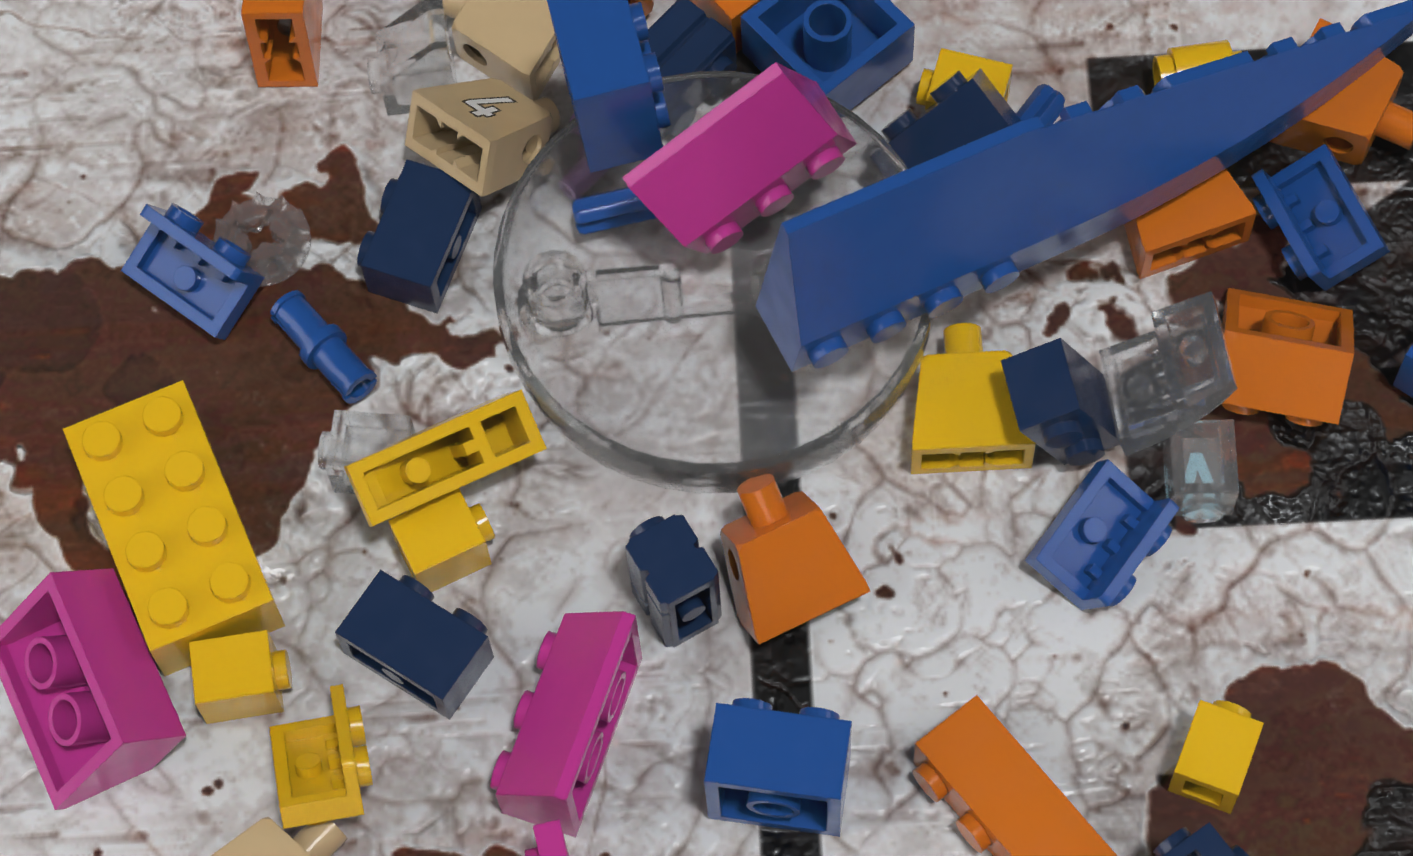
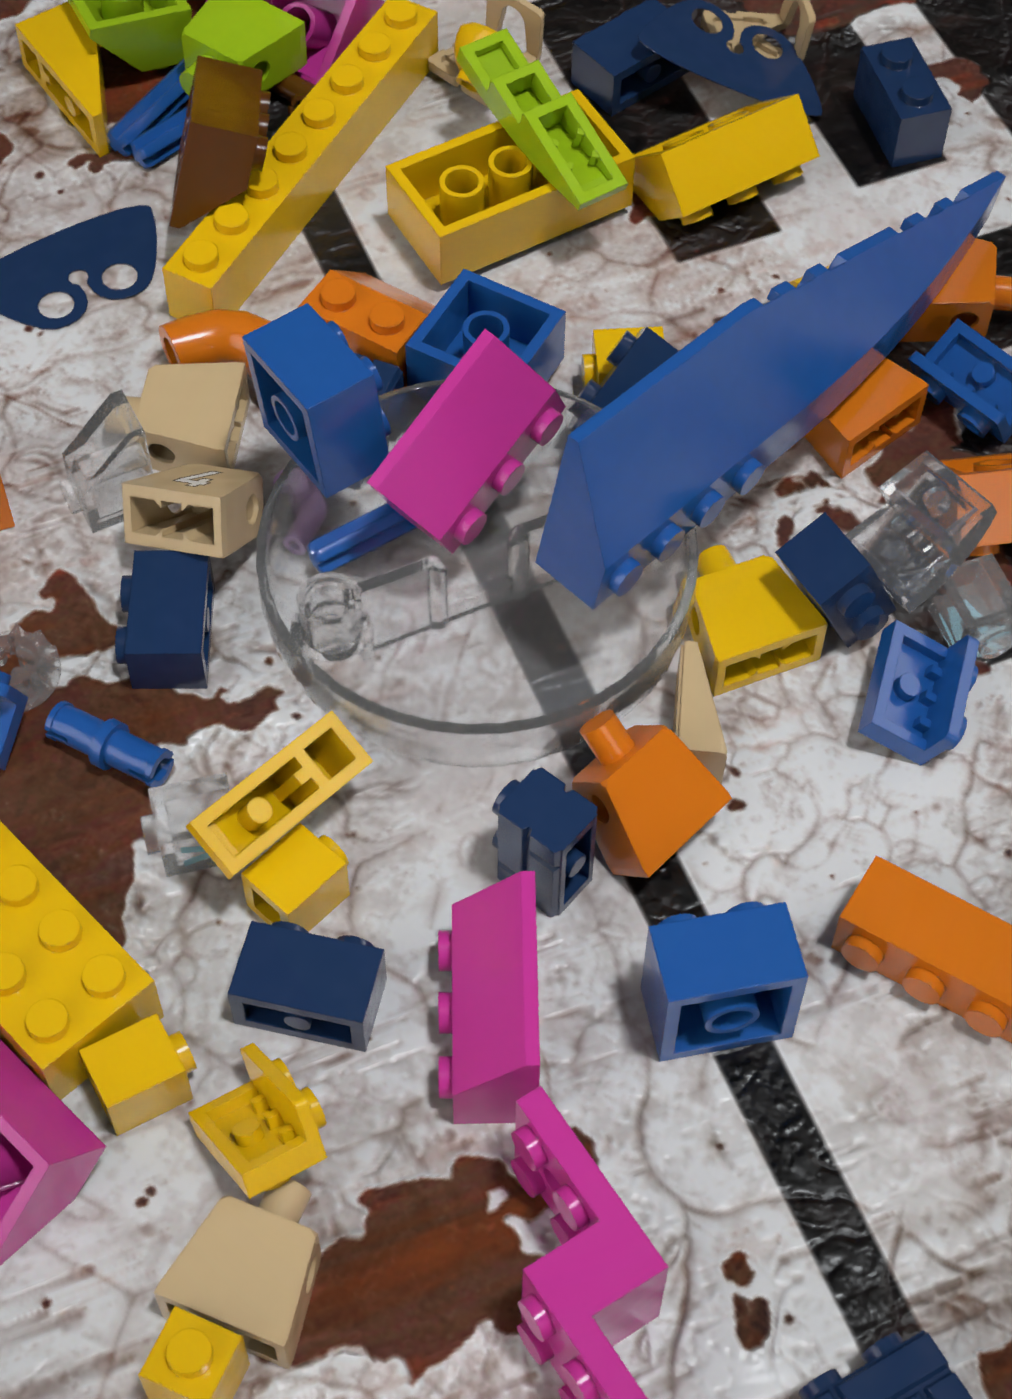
camera: 25 degrees left, 10 degrees down
(866, 512) = (695, 712): none -> tan slope

